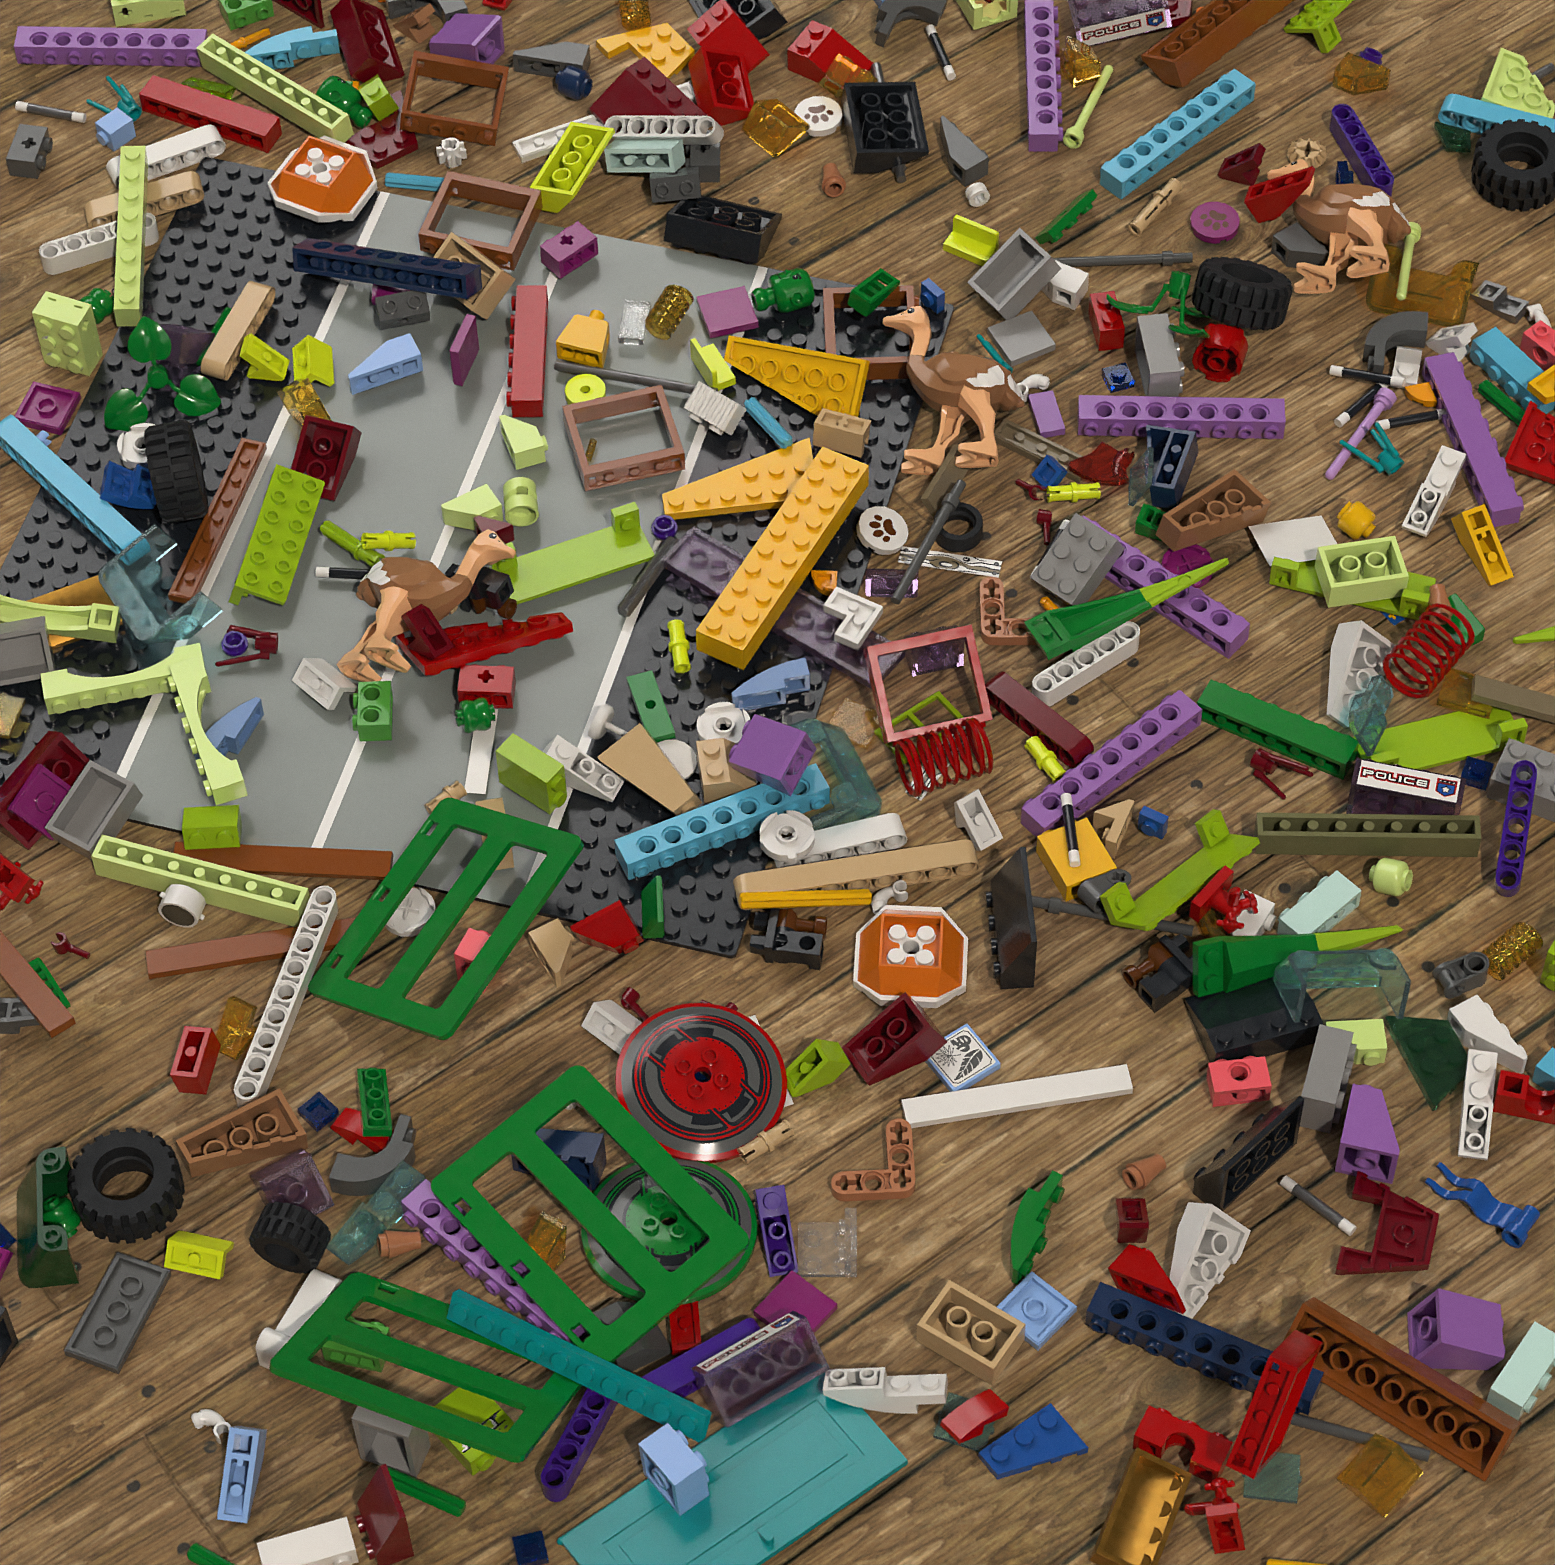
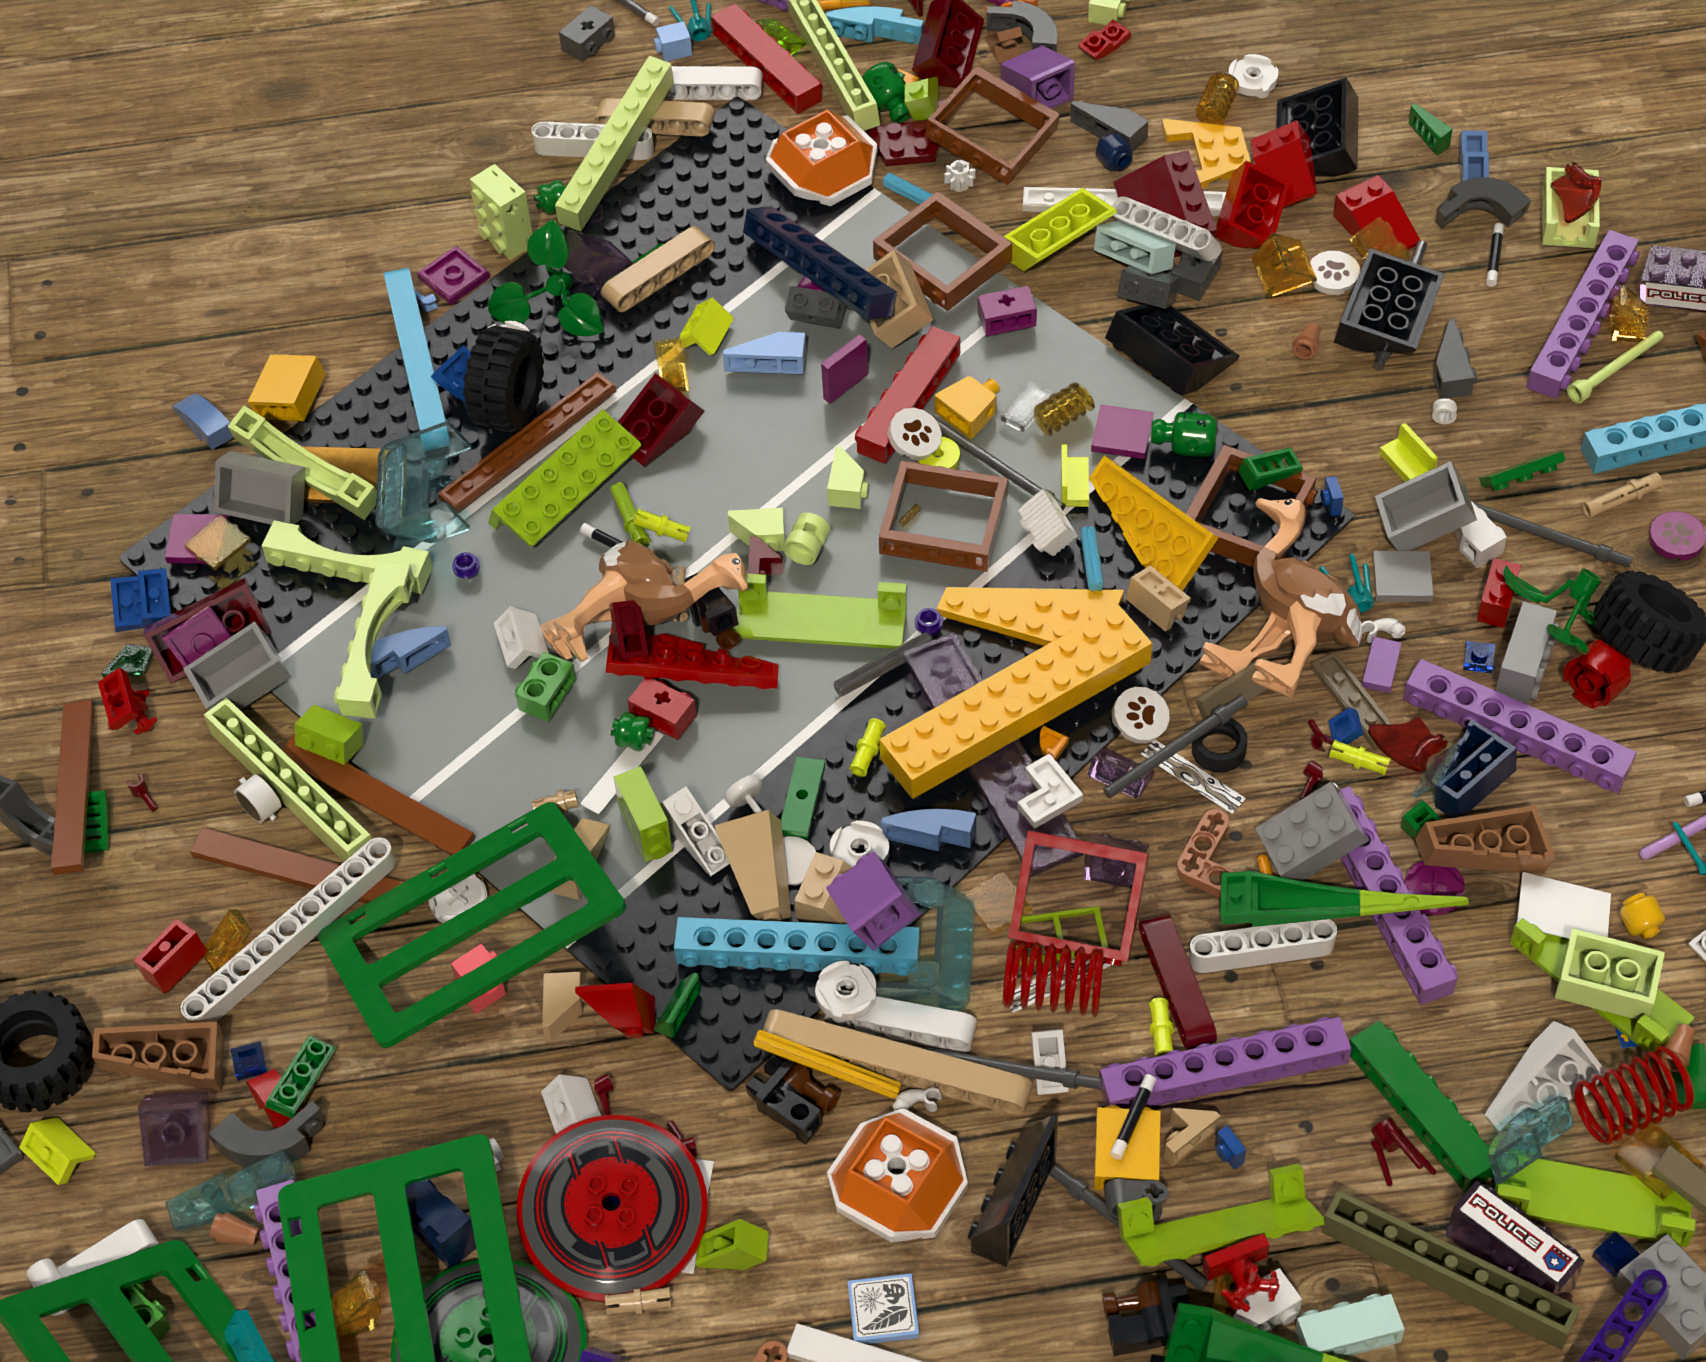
camera: 30 degrees right, 0 degrees up
(263, 360) = (661, 305): neon yellow slope -> none
(264, 641) = (491, 575): dark red plant -> none
(290, 1237) = (132, 1177): black tyre -> none
(559, 379) = (914, 433): none -> white tile
(894, 1041) = (825, 1257): dark red slope -> none
(1004, 823) = (1069, 1078): none -> dark grey bar
(1391, 876) = (1450, 1328): yellowish green head -> none

